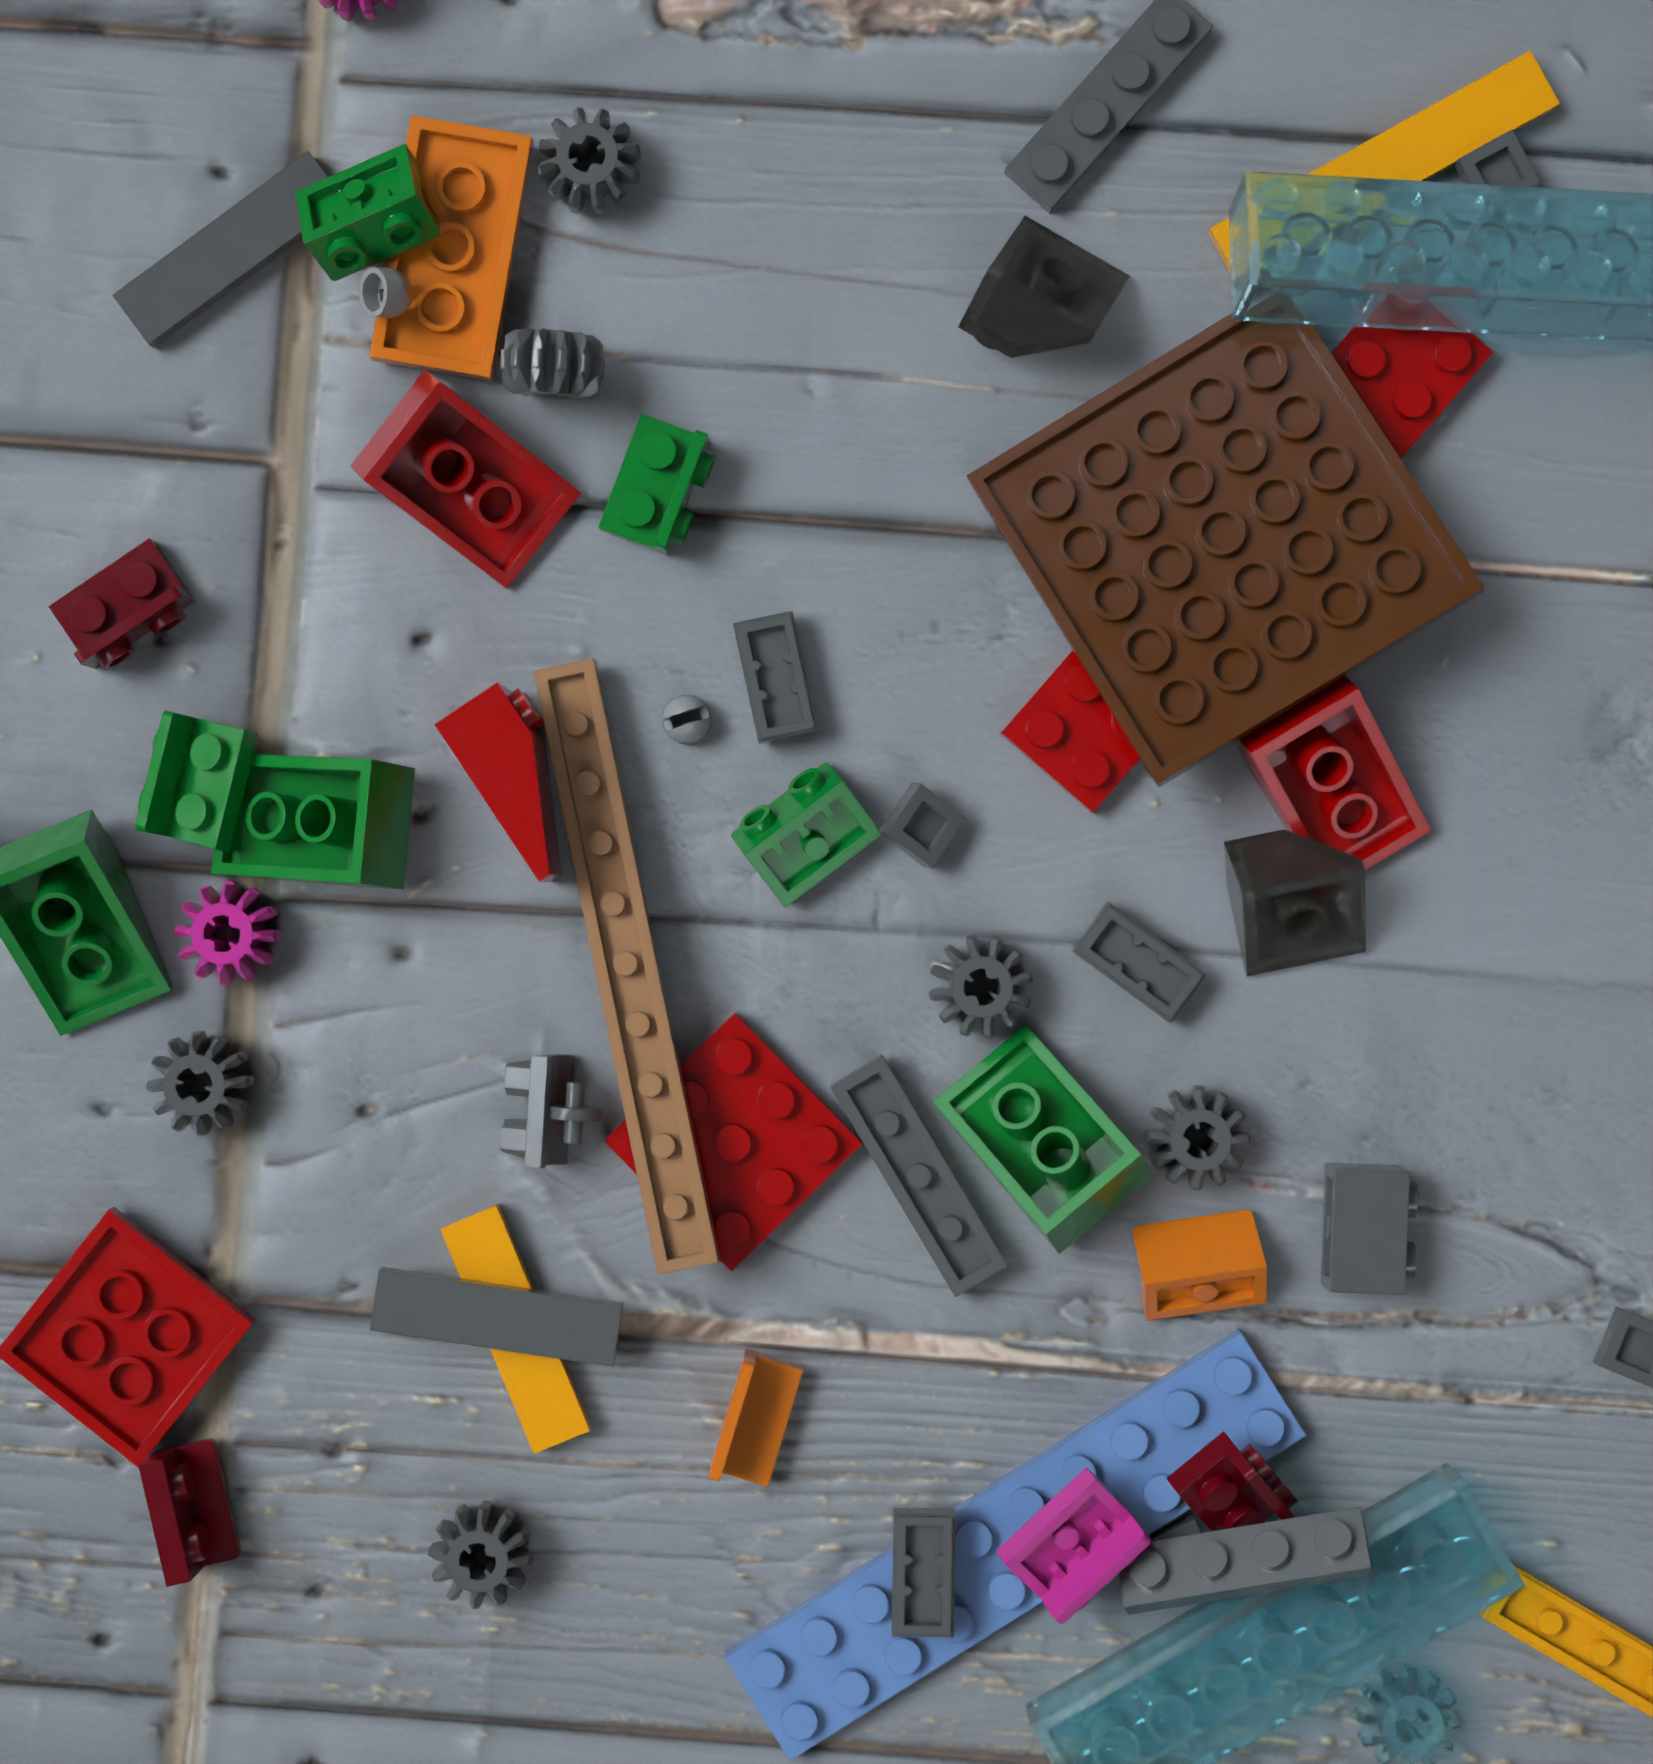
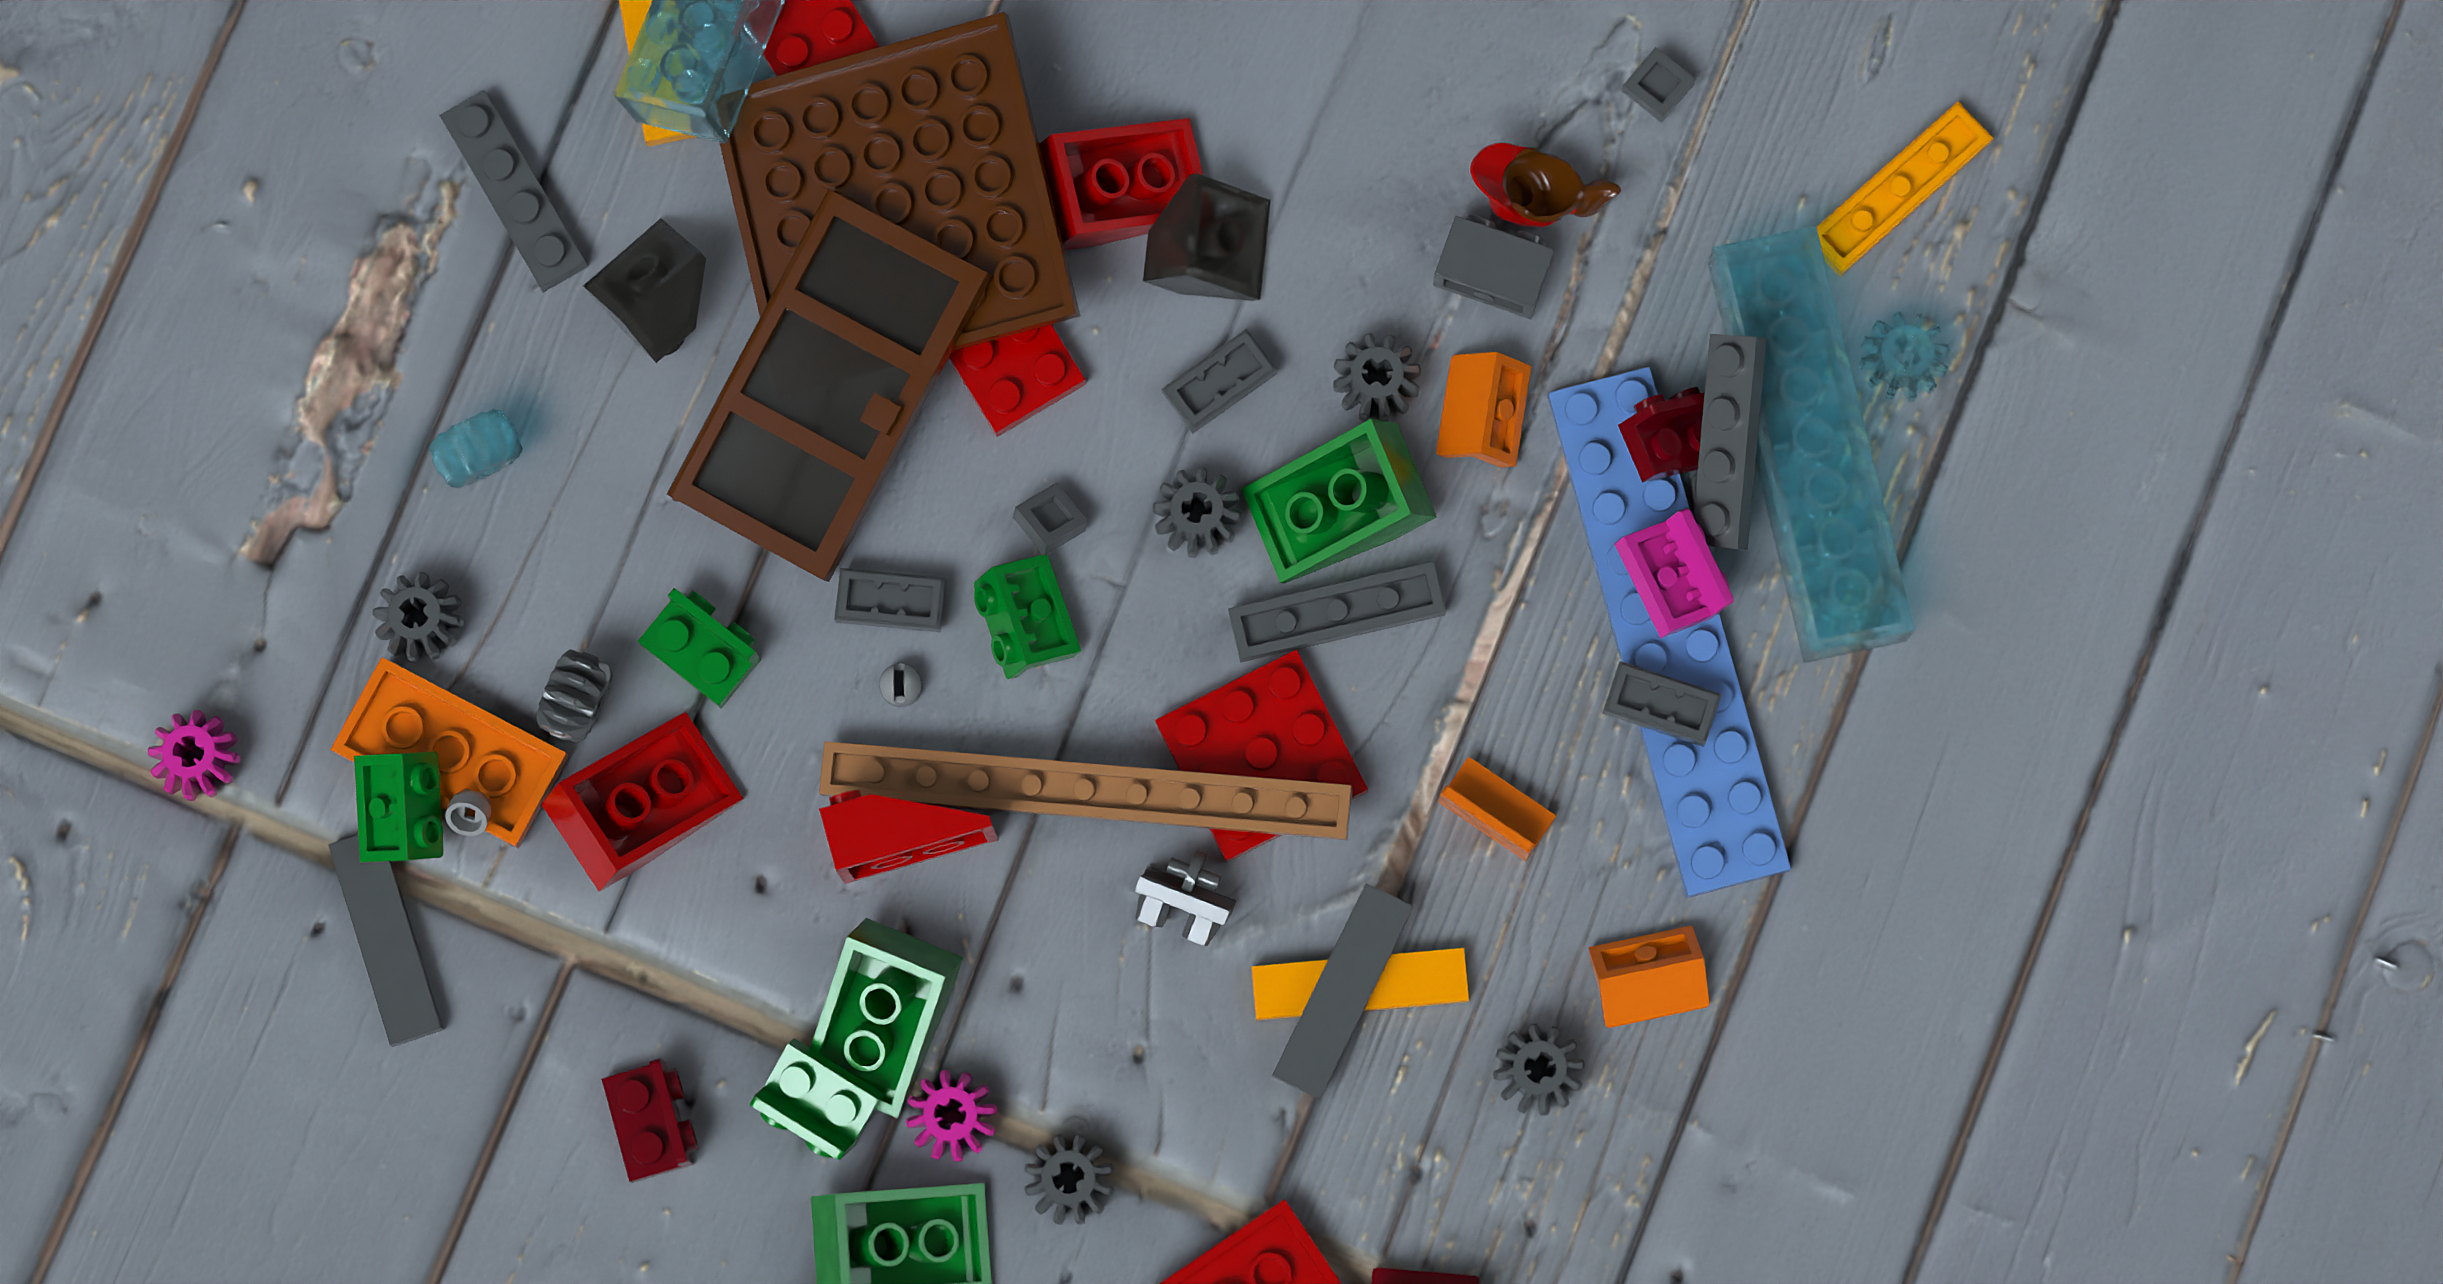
camera: 65 degrees left, 10 degrees down
(625, 1641) = (1650, 976): none -> orange panel
(795, 158) = (475, 448): none -> clear light blue gear
(994, 529) = (828, 385): none -> door
(1473, 1252) = (1536, 186): none -> reddish brown hair

